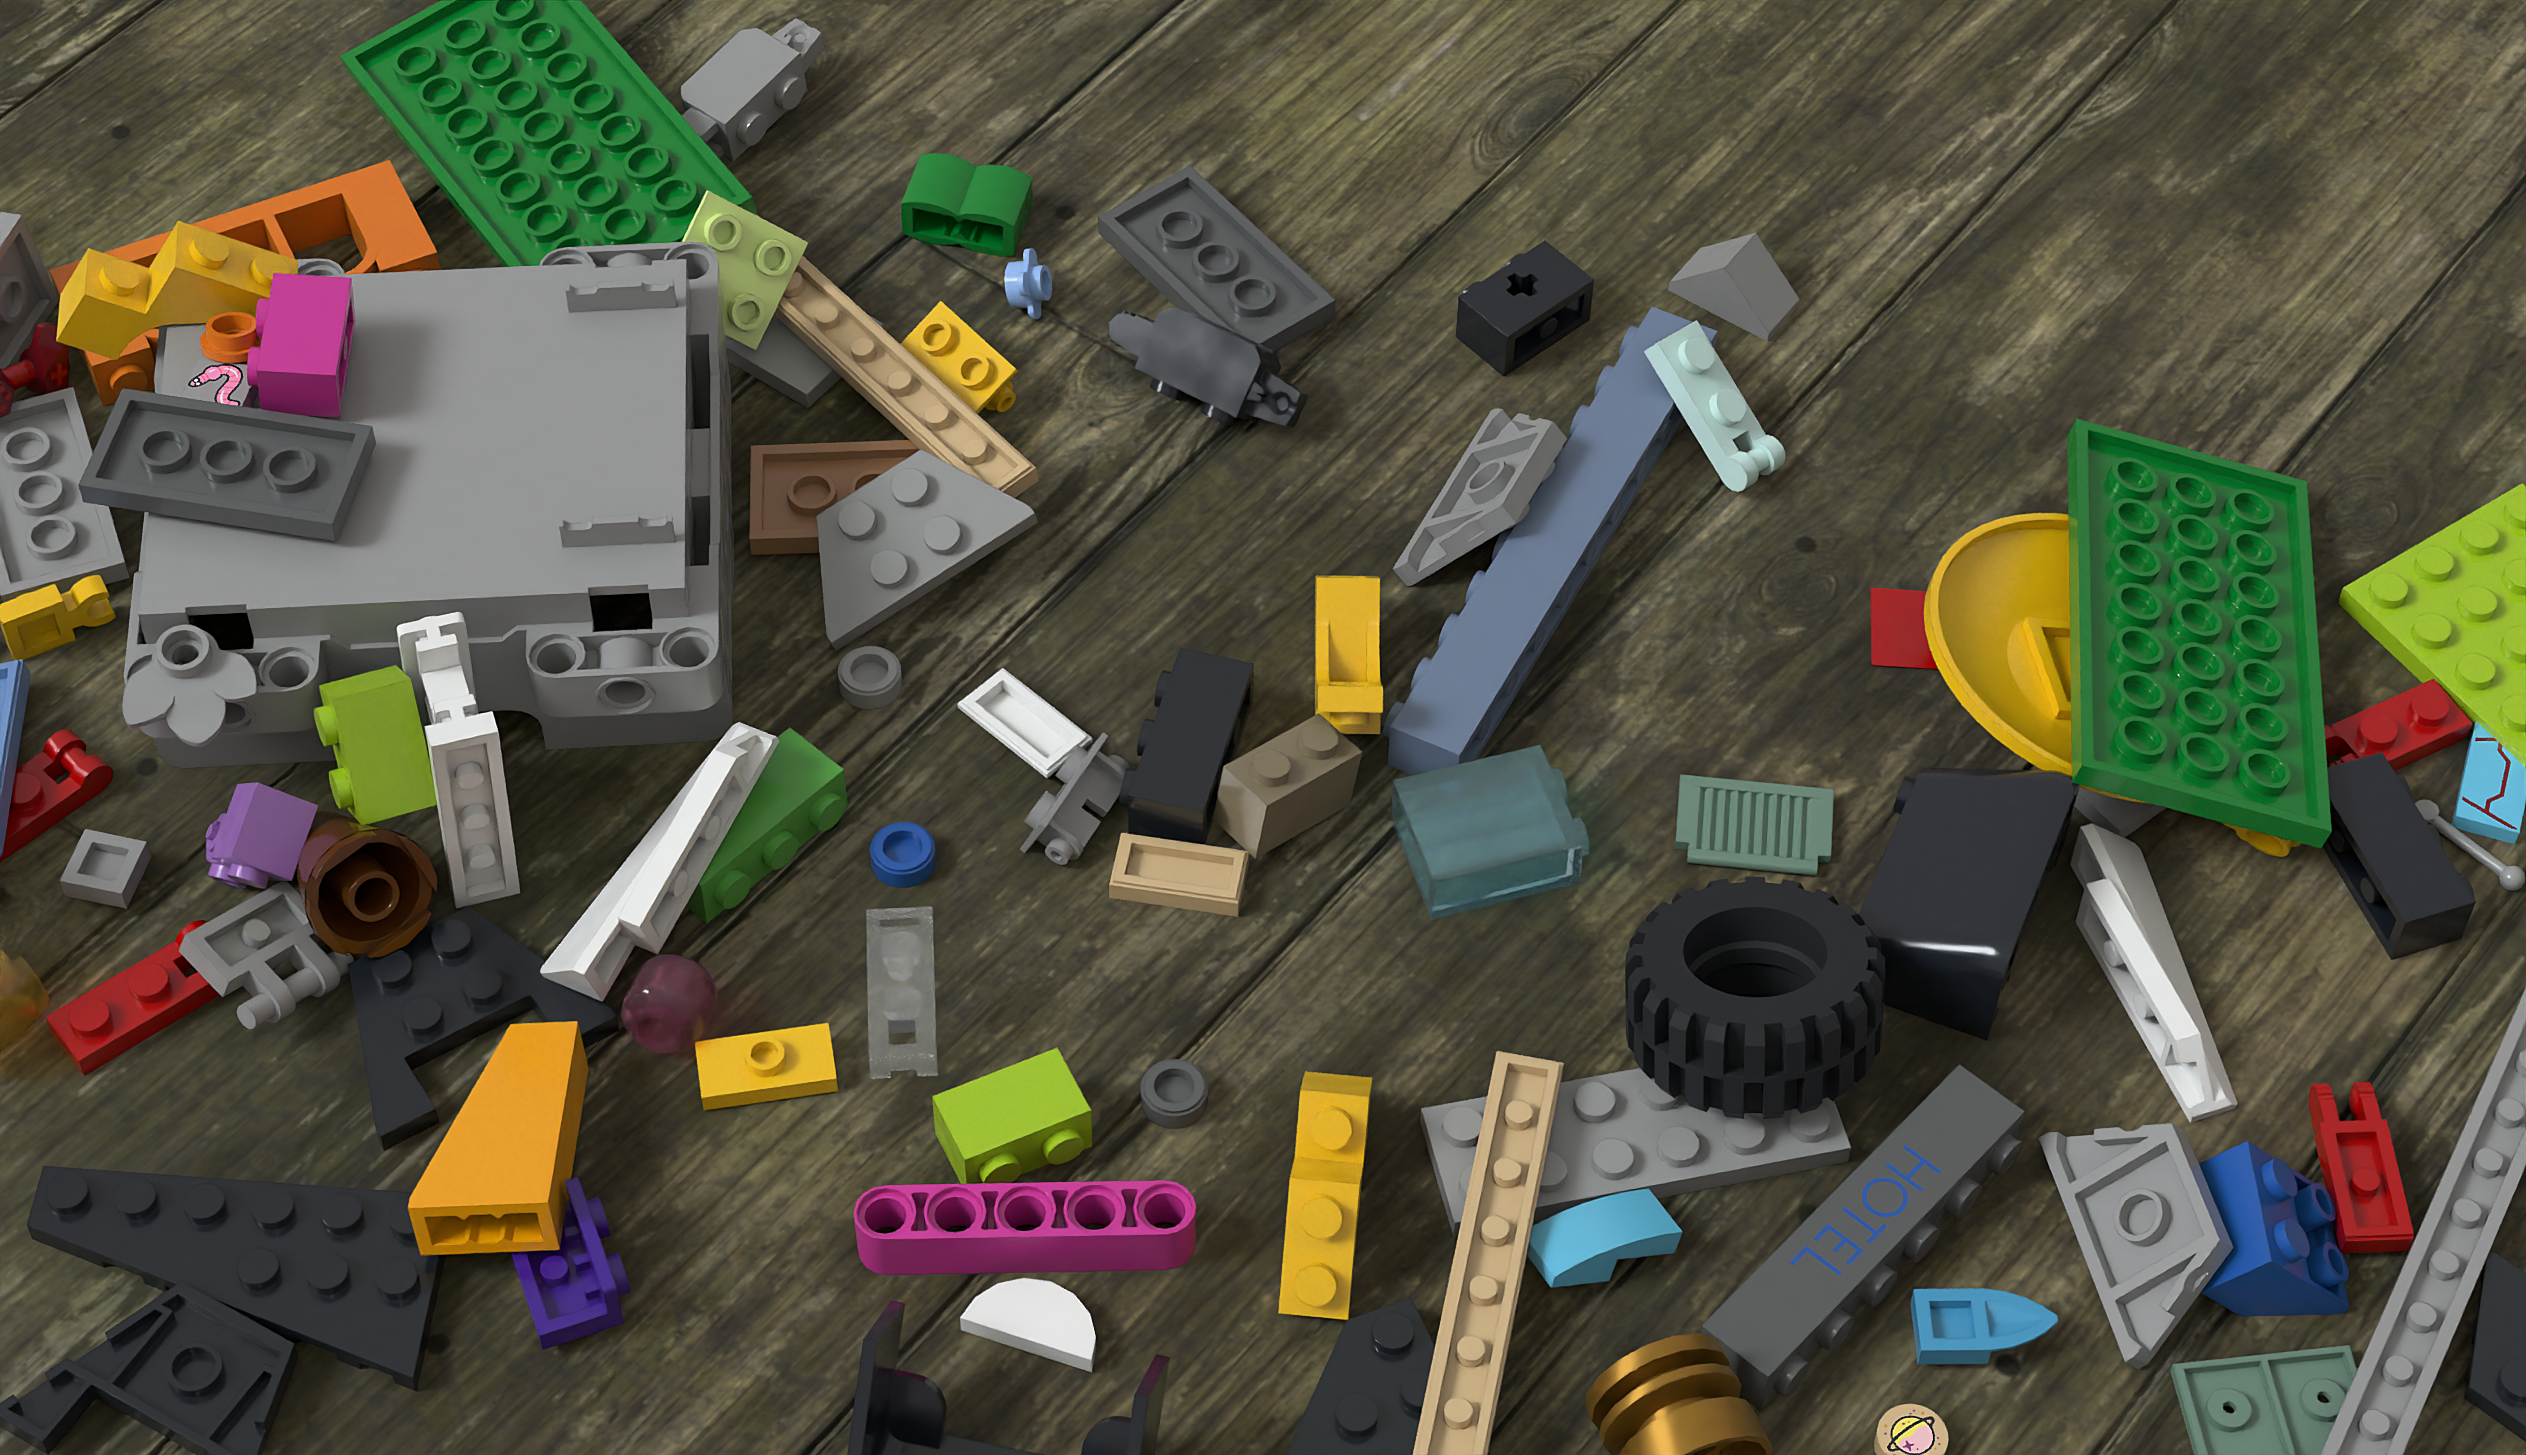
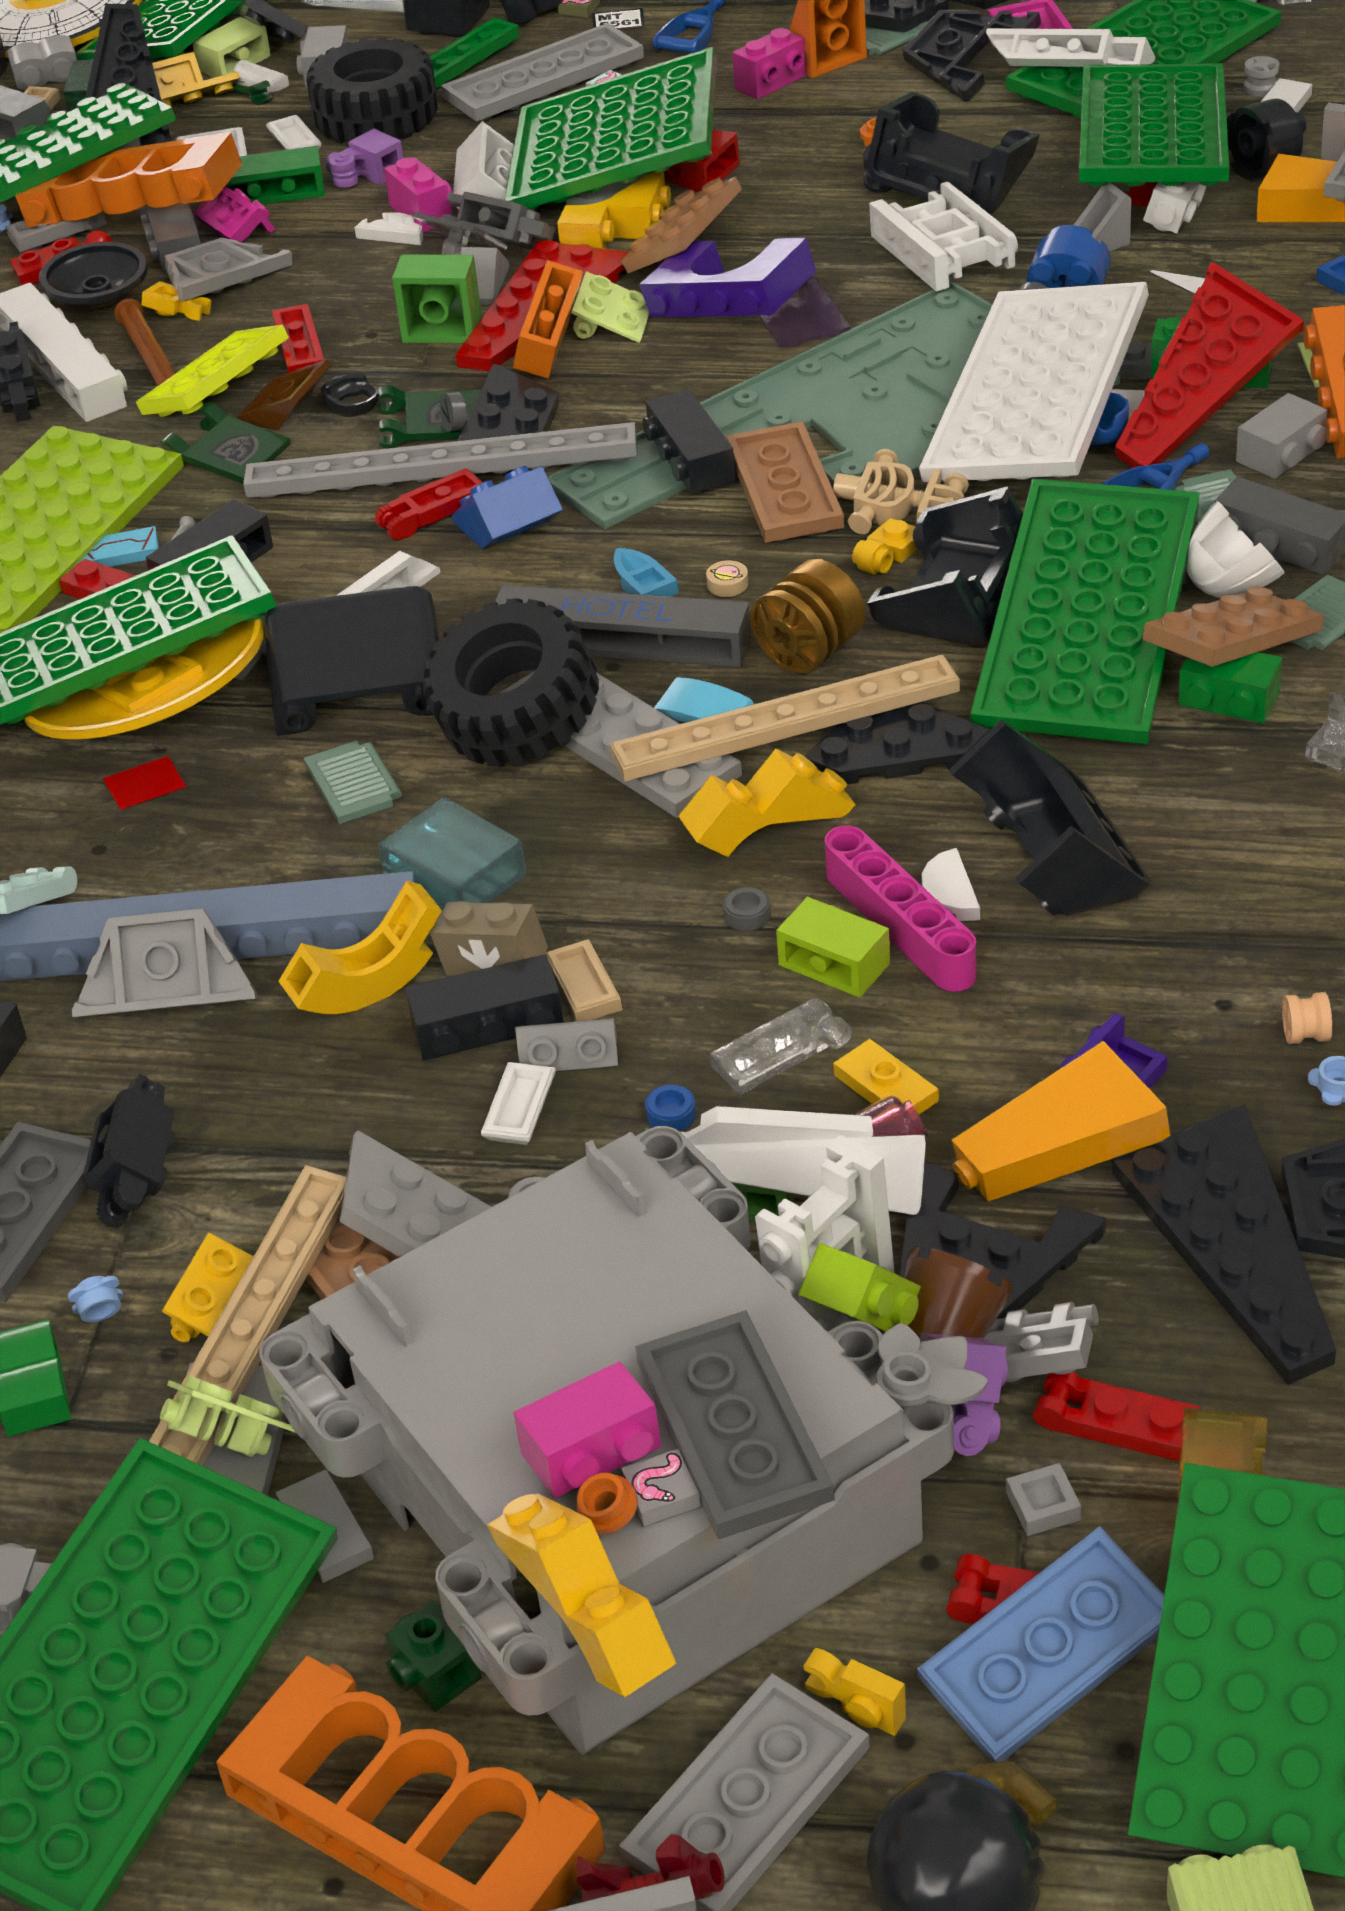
camera: 115 degrees left, 10 degrees down
(2140, 1225) = (536, 537): light grey wing -> none

